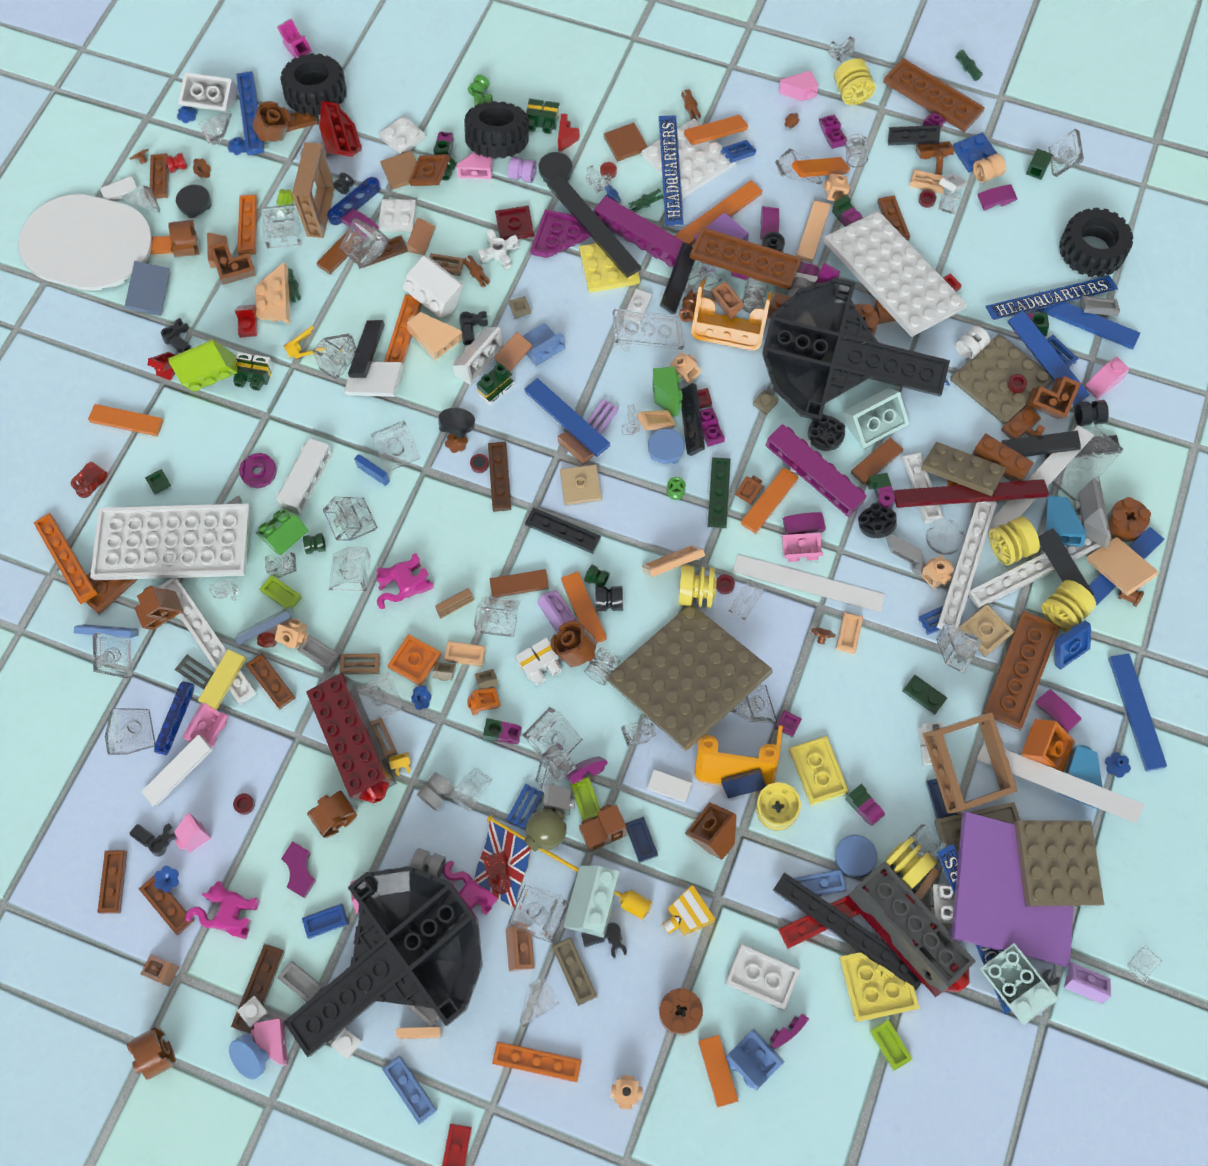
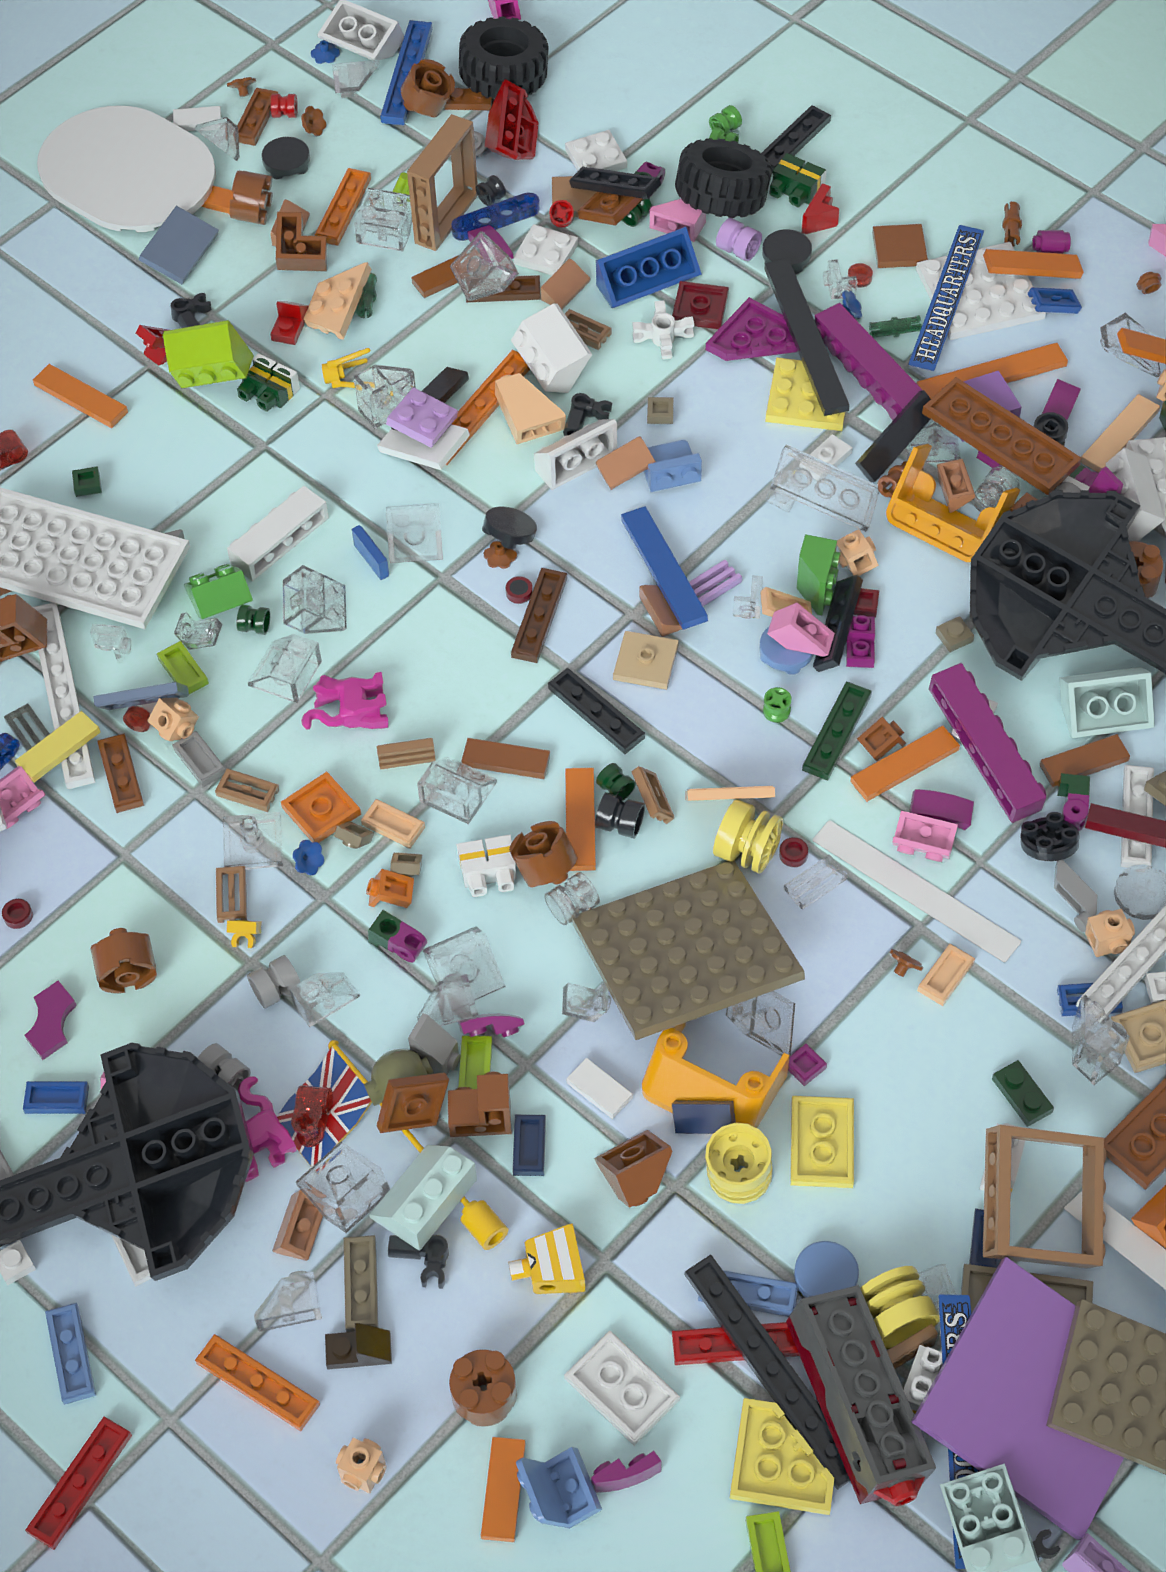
camera: 20 degrees right, 10 degrees down
(237, 146) = (371, 108): blue plant -> none
(261, 479) = (221, 520): magenta tile -> none
(351, 739) = (191, 875): dark red piece -> none
(368, 364) = (422, 417): none -> lavender plate
(401, 186) = (562, 210): none -> red wheel
(417, 1033) = (115, 1282): light nougat tile -> none
(426, 154) = (615, 182): none -> black tile
(470, 209) = (647, 268): none -> blue slope
(476, 271) = (621, 348): dark orange pin -> none
(495, 384) = (583, 494): dark green hips -> none
(511, 815) = (380, 1037): blue tile -> none
(528, 83) = (797, 135): none -> black tile
(555, 609) = (540, 803): lavender slope -> none
(561, 843) = (412, 1102): none -> dark orange tile
(591, 1015) = (359, 1348): none -> dark brown slope
(623, 577) = (653, 794): none -> medium nougat tile
(673, 434) = (800, 631): none -> bright pink slope
(720, 110) = (1051, 241): none -> magenta brick
(827, 433) = (1026, 701): black tile -> none
(839, 259) = (1139, 487): none -> white slope
(865, 805) = (868, 1208): leg -> none

